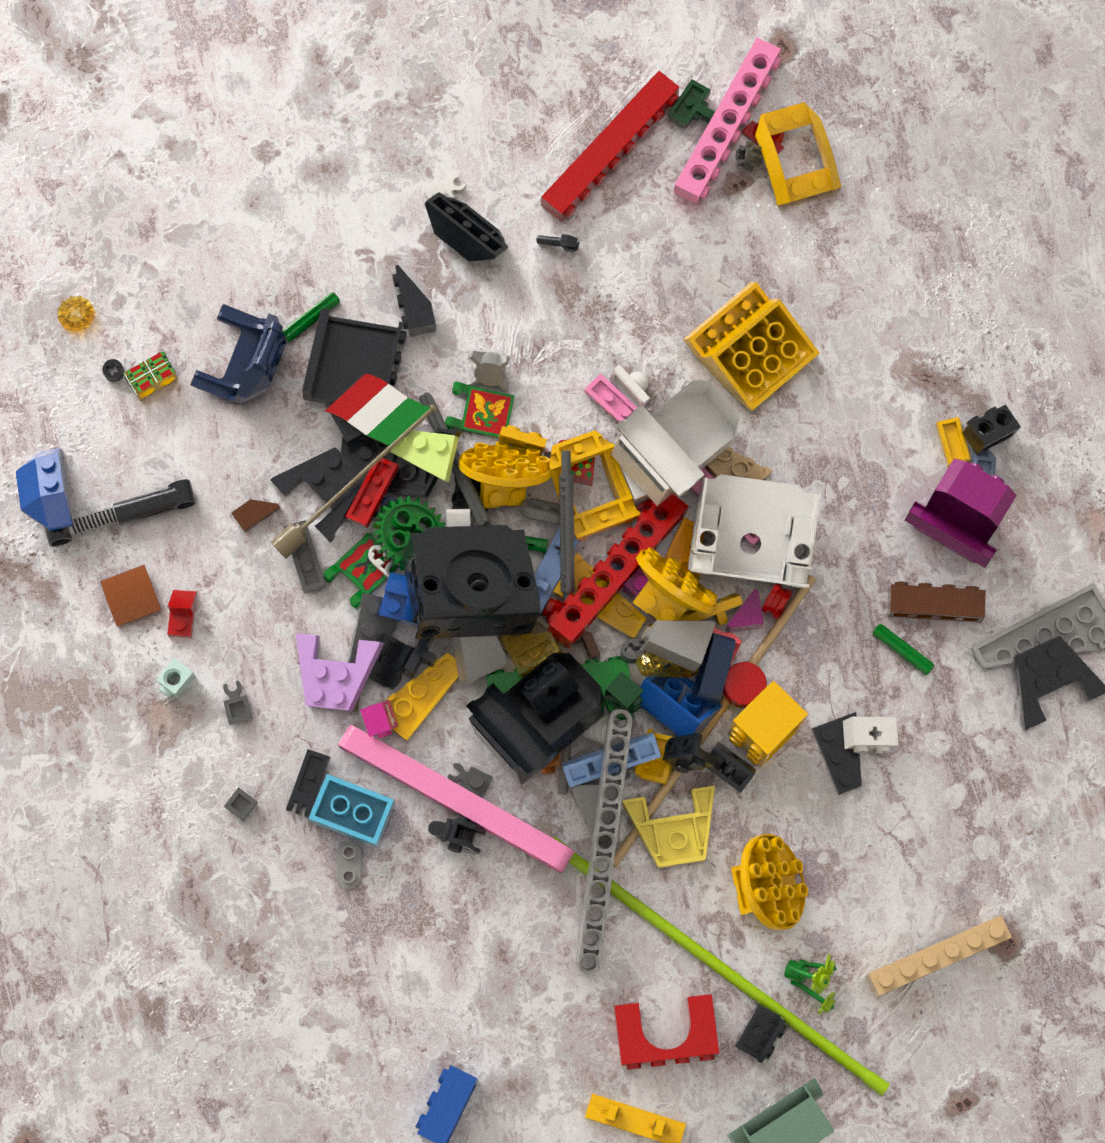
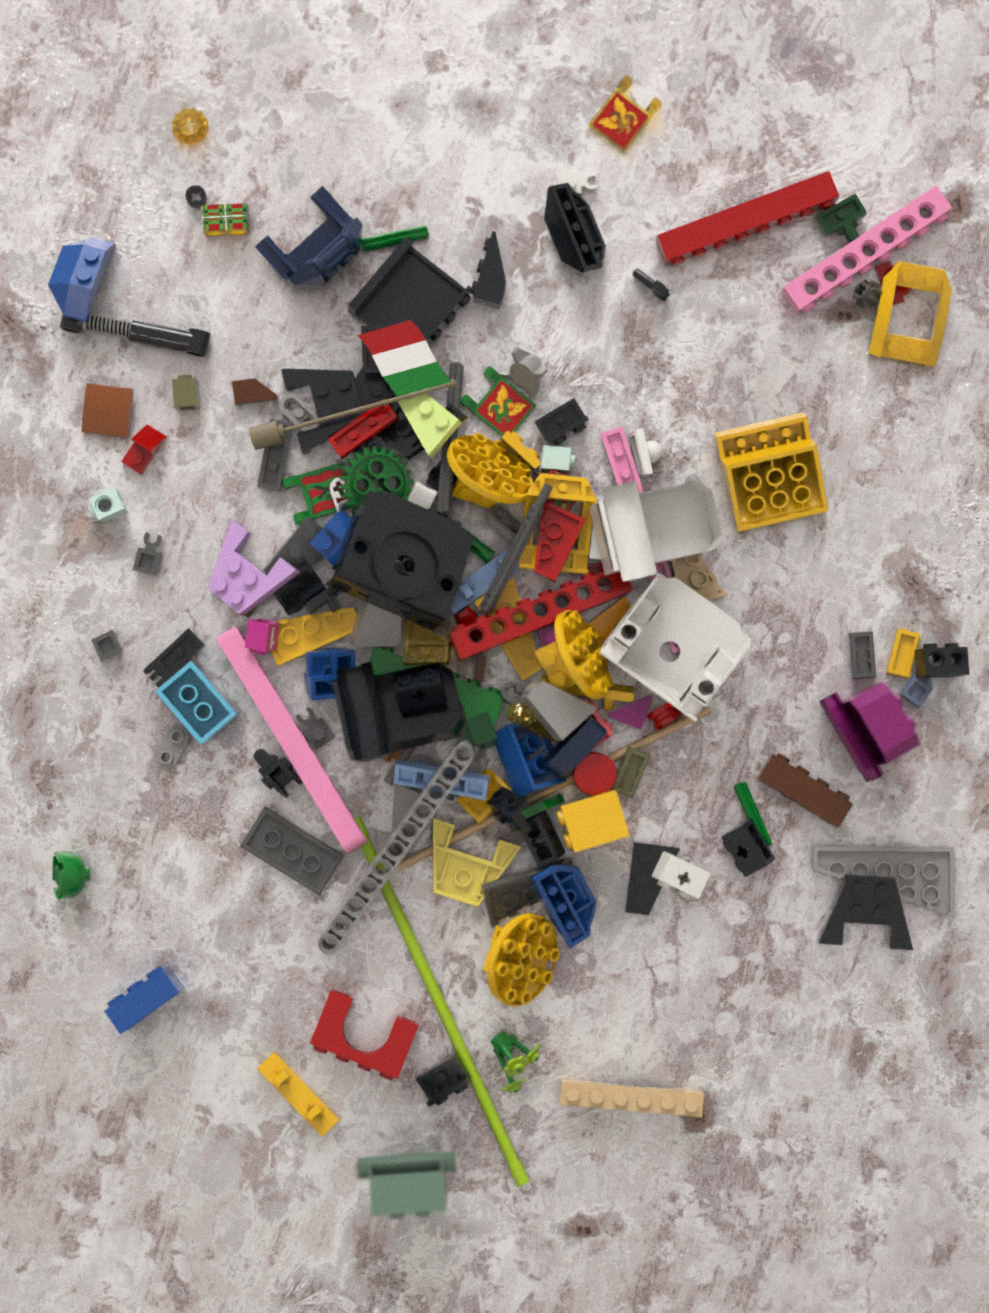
camera: 30 degrees right, 10 degrees up
(195, 543) = (186, 393): none -> olive brick
(307, 510) = (300, 413): none -> light grey plate
(315, 1030) = (69, 874): none -> green cylinder
(453, 722) = (321, 670): none -> blue brick
(455, 118) = (621, 118): none -> flag
(509, 900) = (292, 850): none -> dark grey tile
(544, 398) = (561, 422): none -> black bracket
(558, 429) = (557, 459): none -> light aqua brick
(597, 497) = (556, 539): none -> red wing
(715, 736) = (543, 805): none -> green tile
(731, 828) = (513, 892): none -> dark grey wing
(774, 664) = (630, 771): none -> olive plate
(782, 810) = (566, 901): none -> blue wedge
(919, 461) = (862, 655): none -> dark grey plate
(927, 683) = (758, 852): none -> black brick

